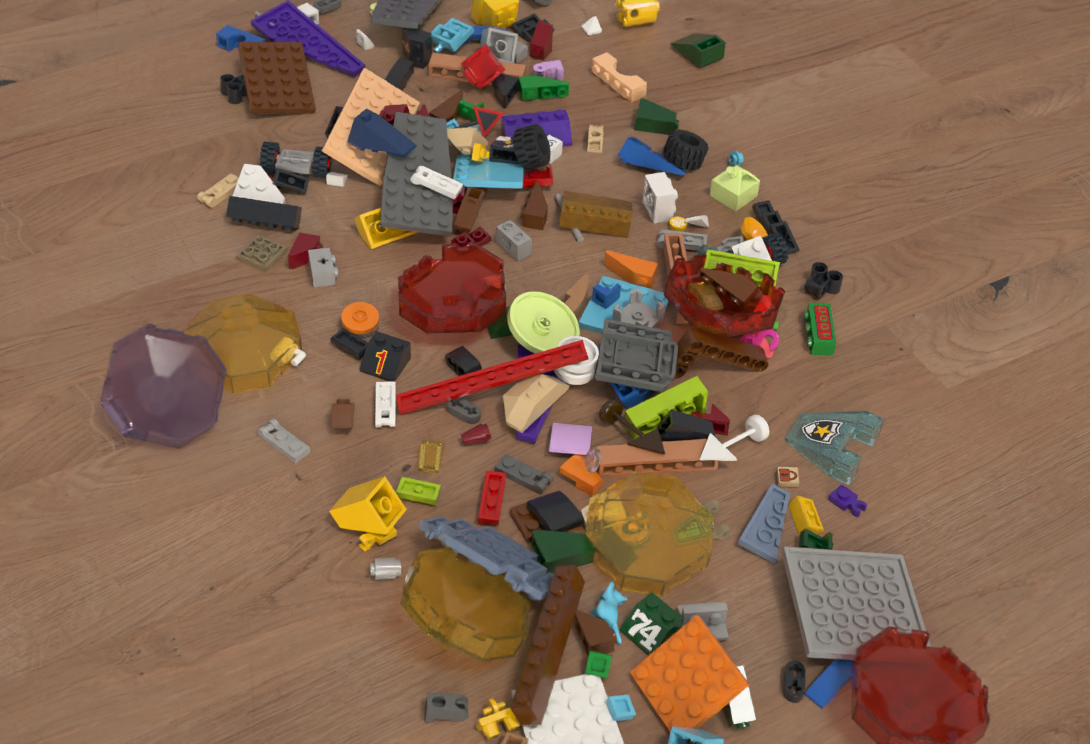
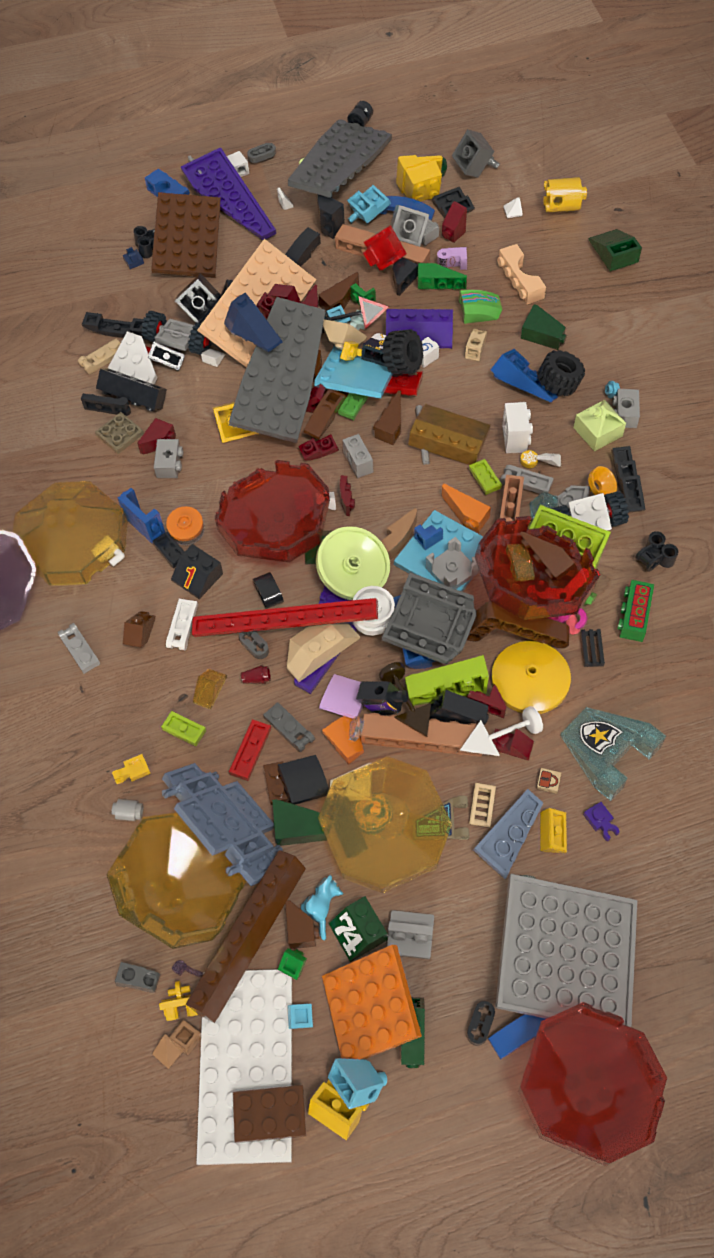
camera: 20 degrees right, 15 degrees up
(224, 104) = (133, 258): none -> dark blue tile
(224, 165) = (110, 327): none -> black slope
(240, 229) = (105, 404): none -> black plate
(311, 126) = (198, 298): none -> black piece
(314, 319) = (148, 525): none -> blue panel
(369, 507) = (127, 744): yellow slope -> none
(436, 182) = (294, 384): white plate -> none
(487, 690) = (179, 967): none -> hand
(493, 200) = (352, 405): none -> bright green plate
(513, 275) = (346, 495): none -> dark red slope
(586, 106) = (479, 306): none -> bright green slope
(610, 427) = (381, 697): none -> black torso
(642, 242) = (485, 476): none -> lime plate
(733, 491) = (483, 788): none -> tan slope
(741, 394) = (531, 676): none -> yellow dish
(747, 453) = (514, 744): none -> dark red slope
(756, 165) = (627, 406): none -> light grey brick
(795, 368) = (591, 634): none -> black tile
(811, 540) = (551, 867): dark green bracket -> none

